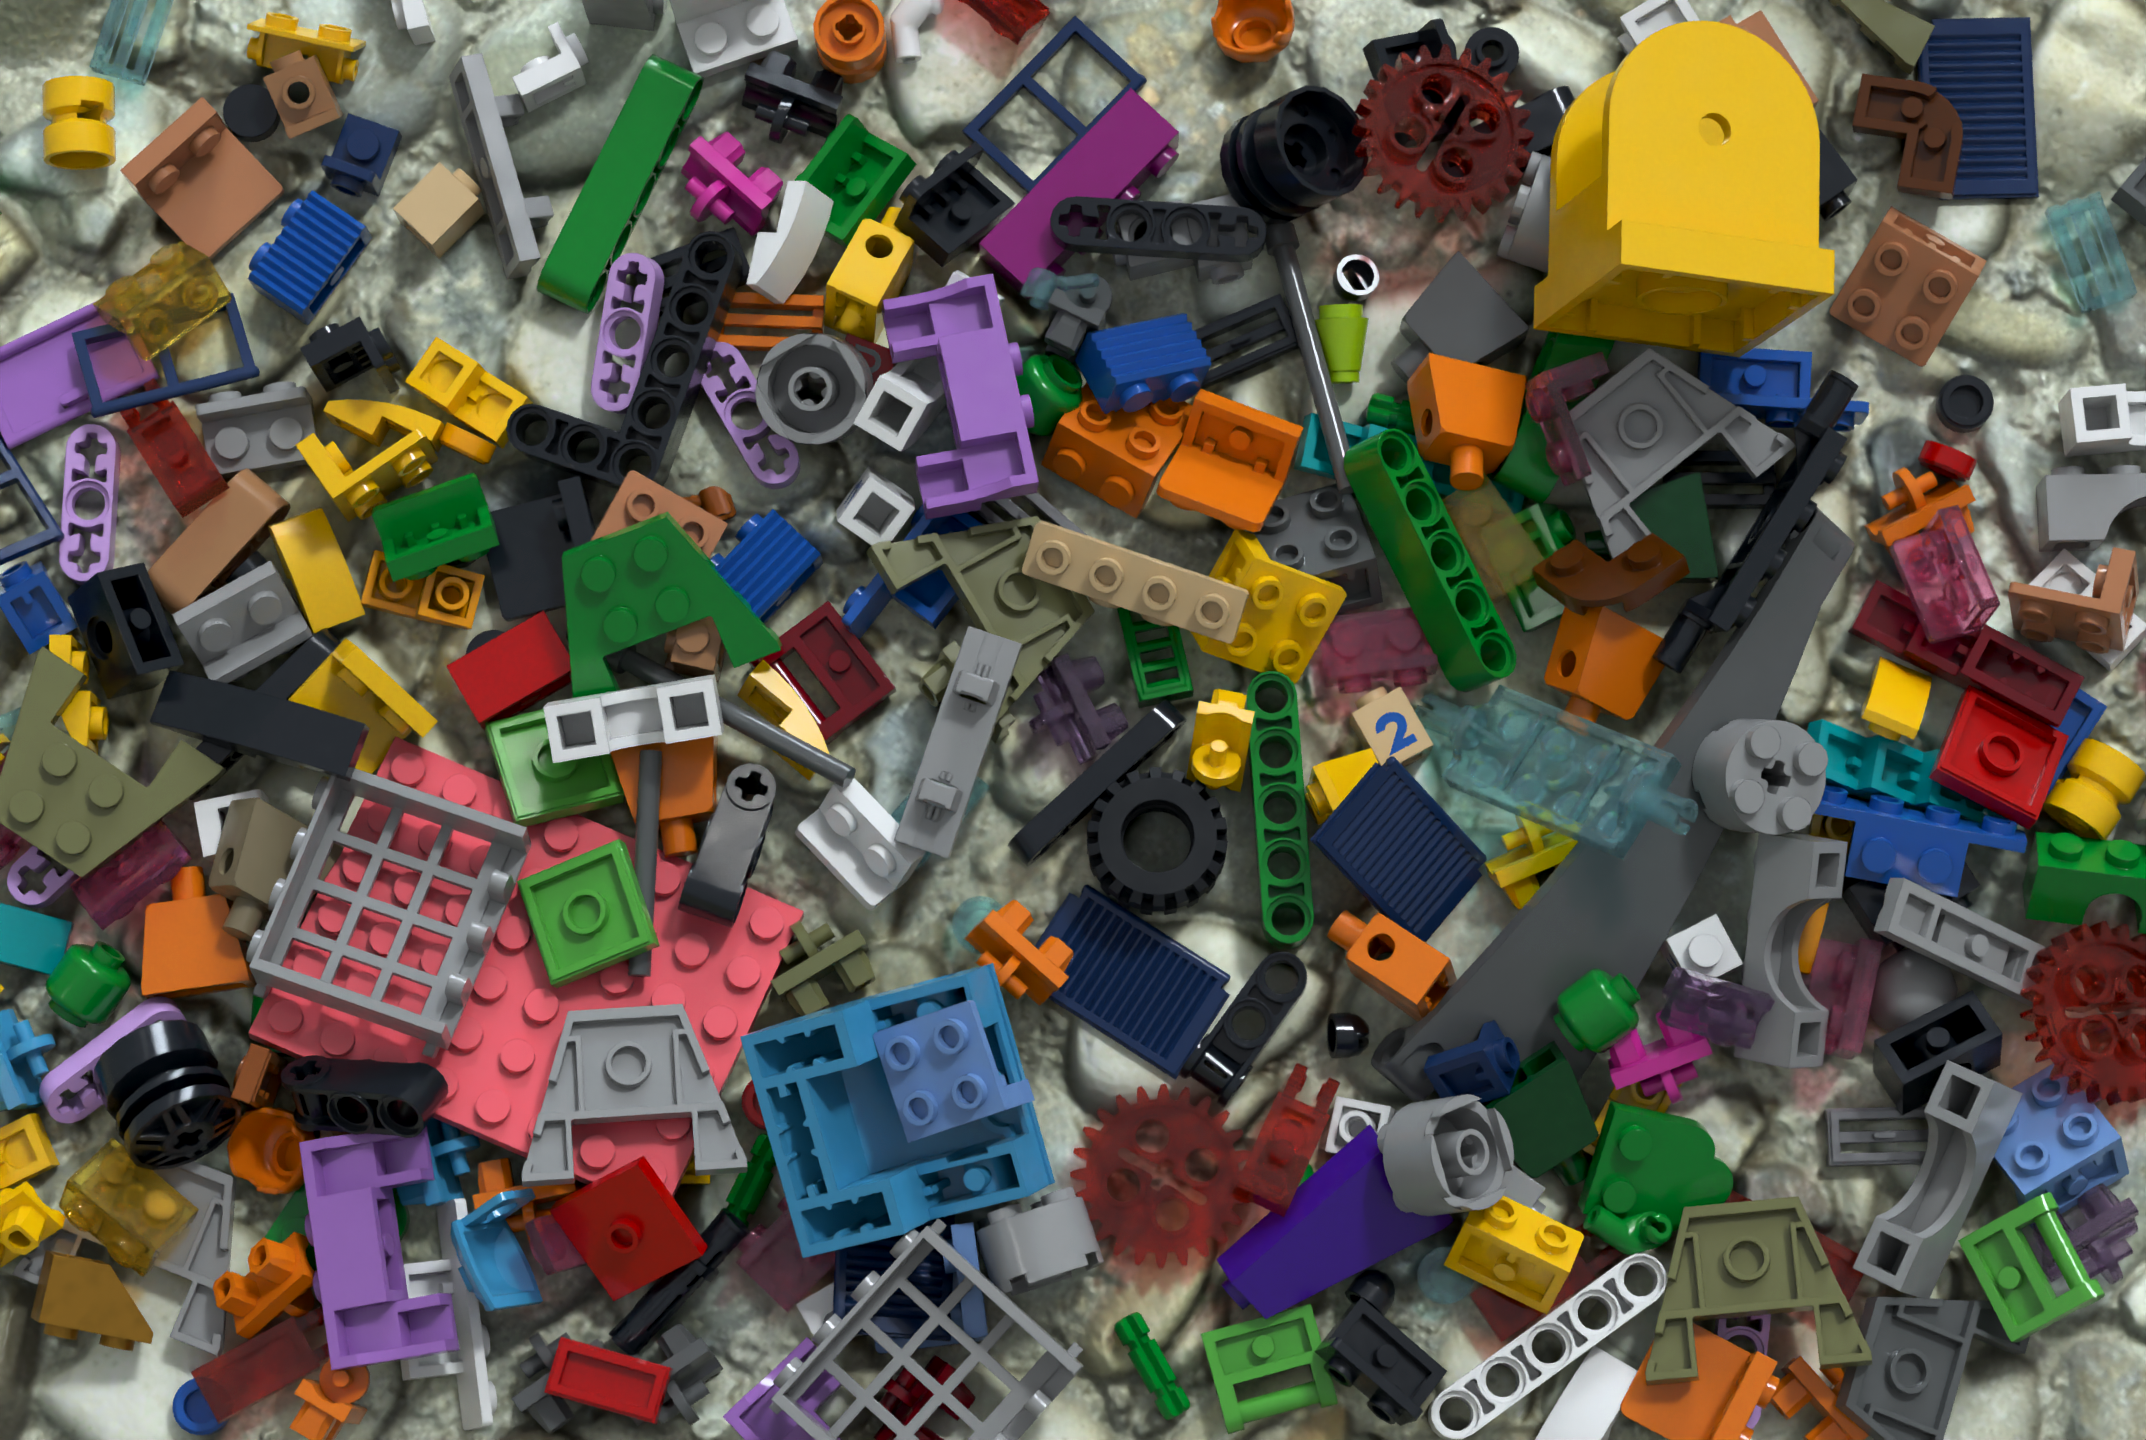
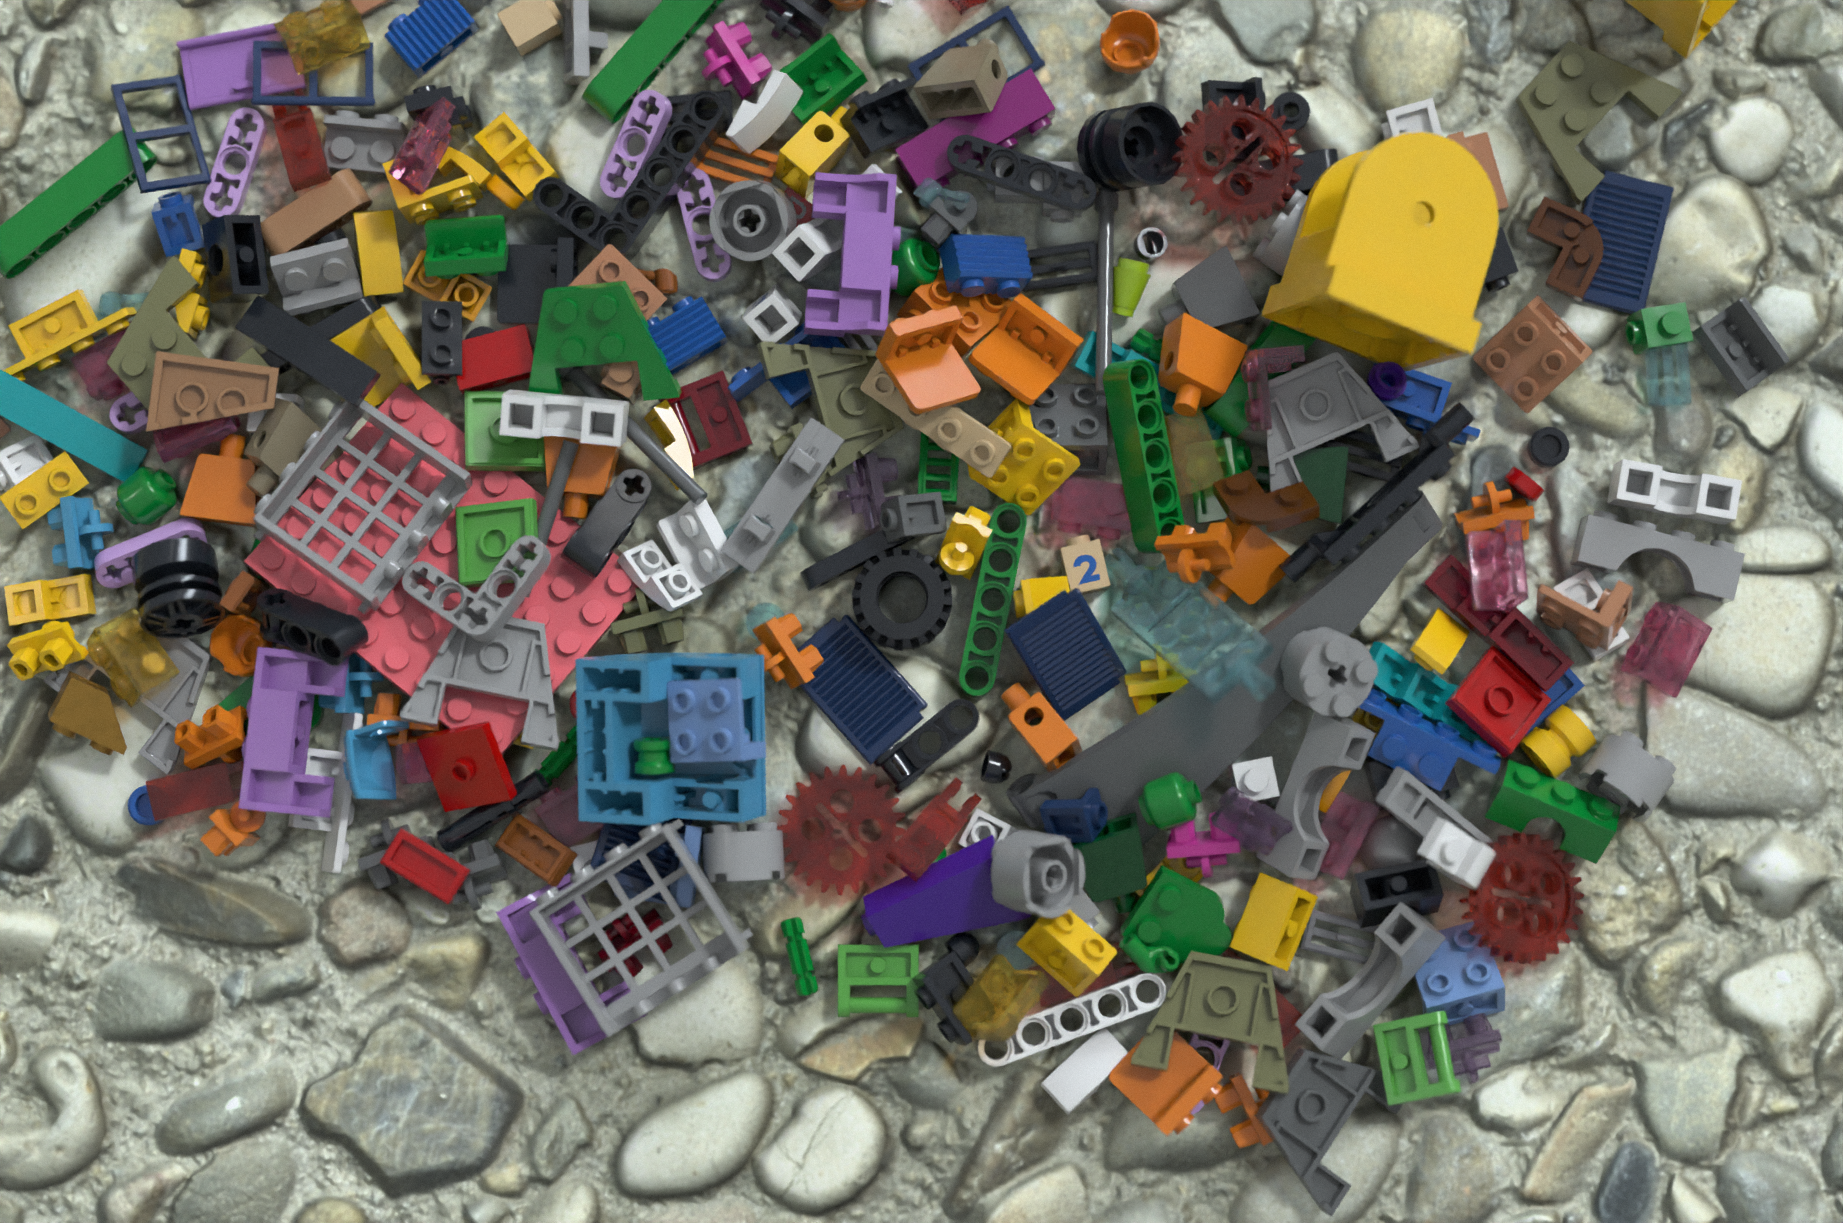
camera: 15 degrees right, 5 degrees up
(136, 811) = (205, 389): none -> medium nougat wing
(346, 407) = (424, 147): none -> clear pink bracket
(437, 662) = (441, 340): none -> black hinge
(595, 993) = (485, 601): none -> light grey beam
(753, 1318) = (536, 850): none -> dark orange plate
(827, 908) = (654, 575): none -> white slope
(881, 1141) = (653, 755): none -> green wheel
(1045, 130) = (963, 81): none -> dark tan torso
(1099, 511) = (924, 361): none -> orange bracket
(1141, 724) = (913, 516): none -> dark grey bracket
(1443, 1345) = (999, 1000): none -> clear yellow bracket
(1535, 667) = (1193, 552): none -> orange hips
(1727, 359) = (1393, 374): none -> dark purple plate
(1783, 1137) = (1273, 921): none -> yellow brick
(2004, 973) = (1456, 854): none -> white brick
(2064, 205) = (1658, 327): none -> green bracket

